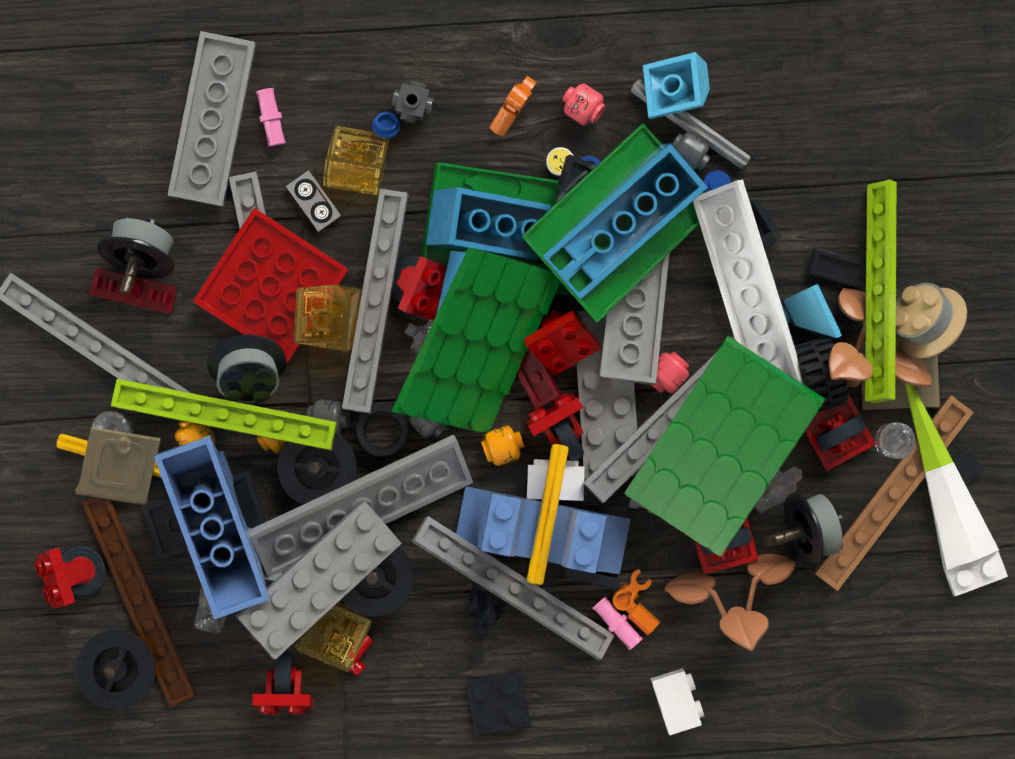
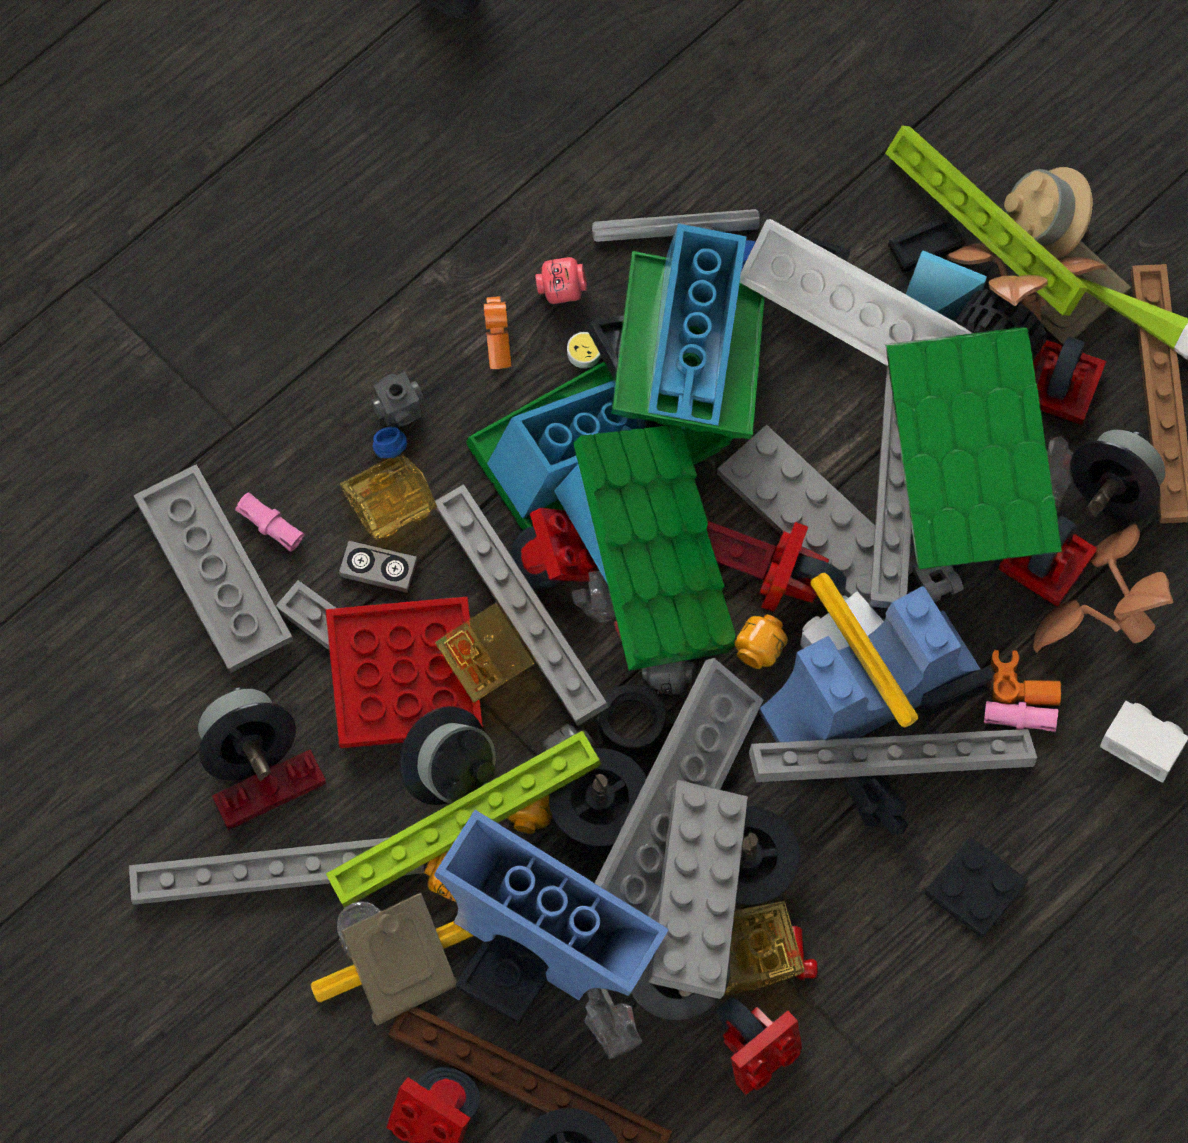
camera: 40 degrees left, 20 degrees down
(562, 339) = (733, 490): red plate -> none
(634, 331) = (793, 433): light grey plate -> none
(671, 372) = (857, 451): coral head -> none
(675, 85) = (631, 195): medium azure slope -> none
(894, 440) = (1120, 342): clear wheel -> none

